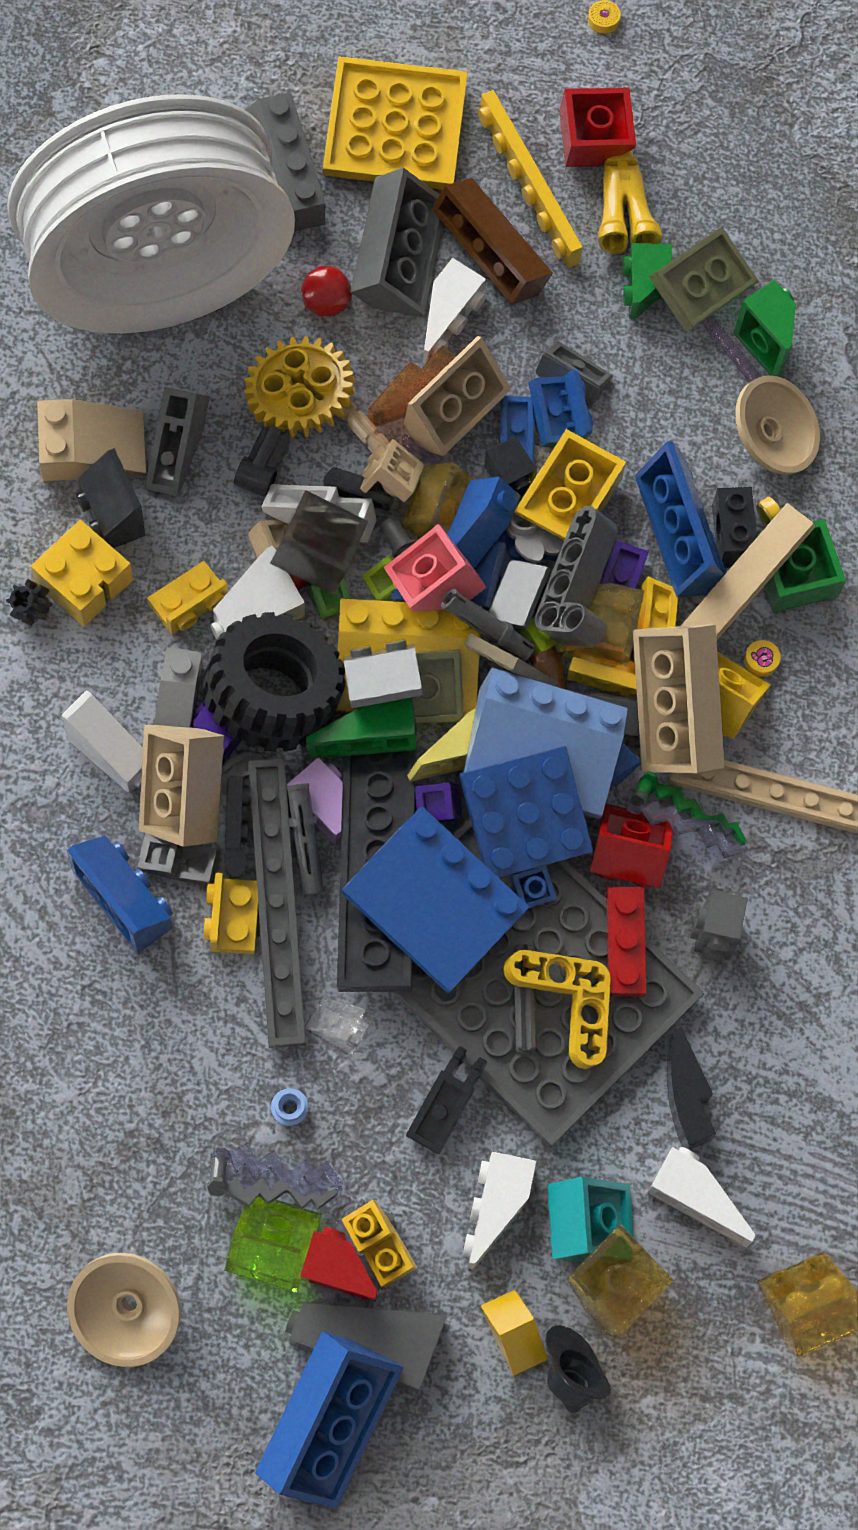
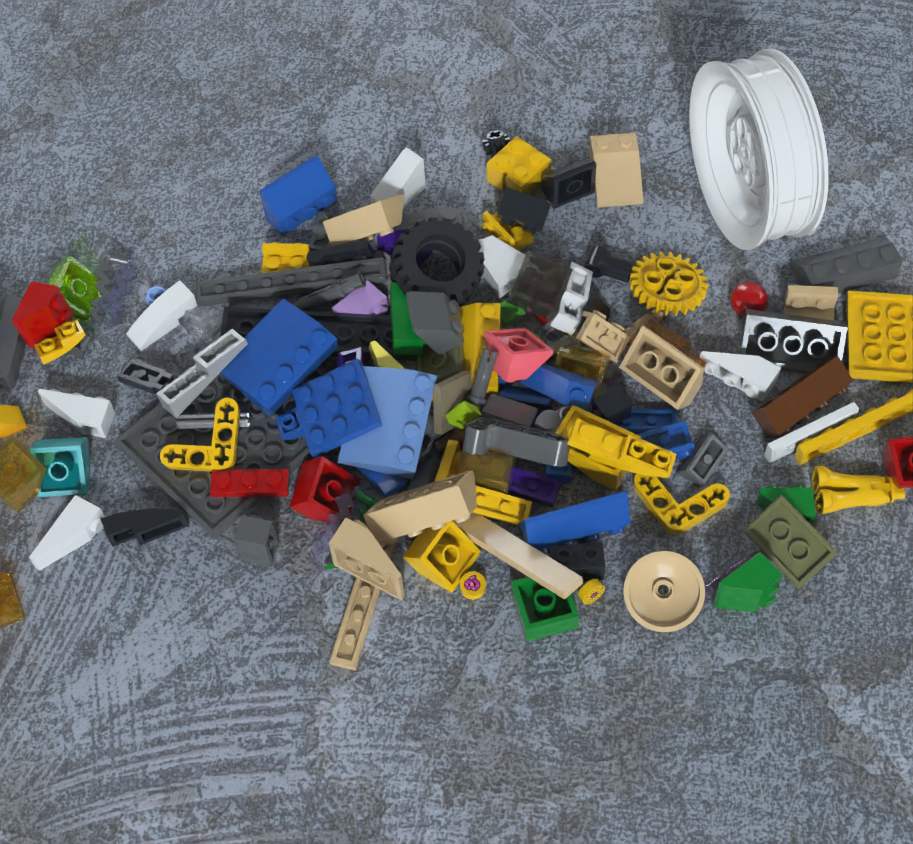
camera: 100 degrees right, 10 degrees down
(111, 1326) = (38, 213): tan dish -> none
(171, 564) = (523, 210): none -> black slope
(176, 439) = (627, 215): dark grey slope -> none
(329, 1094) = (161, 315): none -> white slope
(346, 216) = (811, 301): none -> tan bracket
(459, 1005) = (209, 363): none -> light grey slope
(532, 648) = (462, 414): none -> lime plate
(541, 238) = (789, 442): none -> white tile
(599, 446) = (619, 452): none -> yellow slope
(649, 412) = (675, 510): none -> yellow beam
(740, 784) = (361, 555): none -> tan slope

